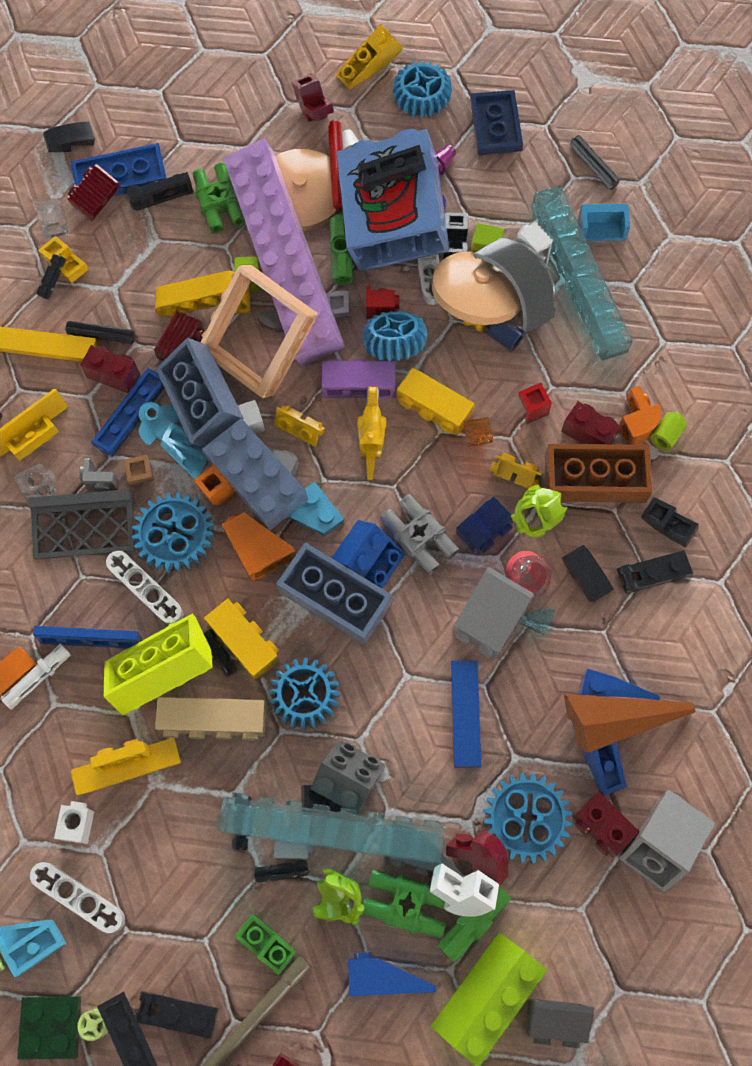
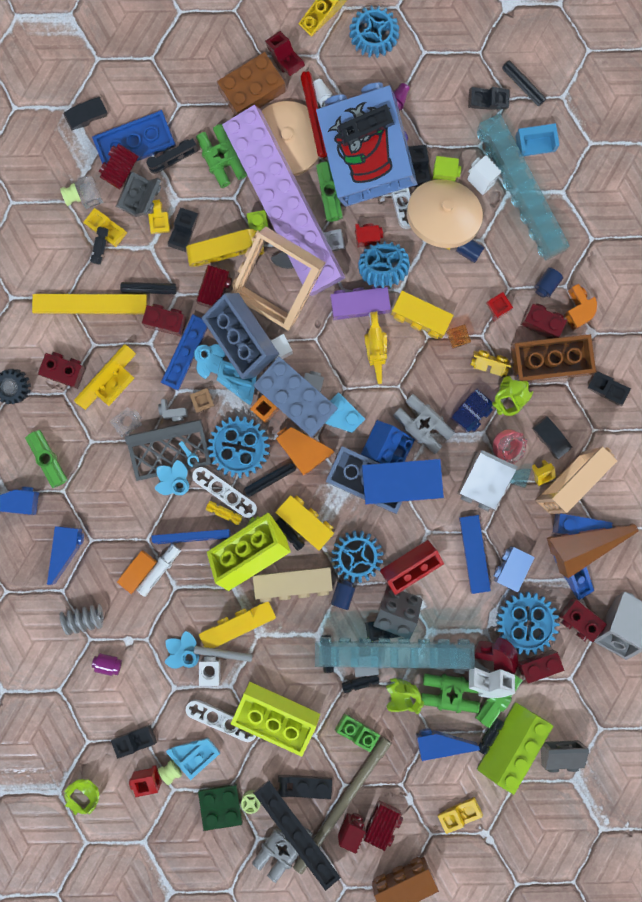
camera: 15 degrees left, 15 degrees up
(29, 218) = (70, 194): none -> yellowish green wheel
(41, 789) = (179, 649): none -> medium azure plate
(77, 558) = (170, 477): none -> medium azure plate
(97, 801) = (222, 653): none -> light grey bar
(106, 530) = (188, 453): none -> medium azure hand
(108, 226) = (138, 195): none -> dark grey bracket
(130, 257) = (158, 220): none -> yellow plate
(138, 614) = (224, 512): none -> yellow axle
(151, 904) = (275, 719): none -> neon yellow slope
(158, 270) = (183, 229): none -> black slope
(206, 578) = (270, 479): none -> black axle
(272, 119) = (251, 85): none -> dark orange brick
(277, 742) = (343, 594): none -> dark blue brick
(291, 422) = (310, 344): yellow hinge -> none
(375, 716) = (411, 567): none -> red brick
(377, 596) = (402, 481): none -> blue tile
(456, 977) = (490, 736): none -> black axle
(496, 122) = (439, 55): dark blue plate -> none
(516, 739) = (513, 569): none -> light blue brick
(529, 277) = (482, 201): dark grey windscreen -> none
(539, 881) = (540, 666): none -> dark red brick
(549, 174) = (488, 99): none -> black slope
(572, 617) = (544, 473): none -> yellow tile
(601, 383) = (548, 282): none -> dark blue brick
(611, 621) = (576, 480): none -> light nougat window
(655, 571) = (601, 429): black plate -> none
(668, 430) = (603, 316): lime brick -> none

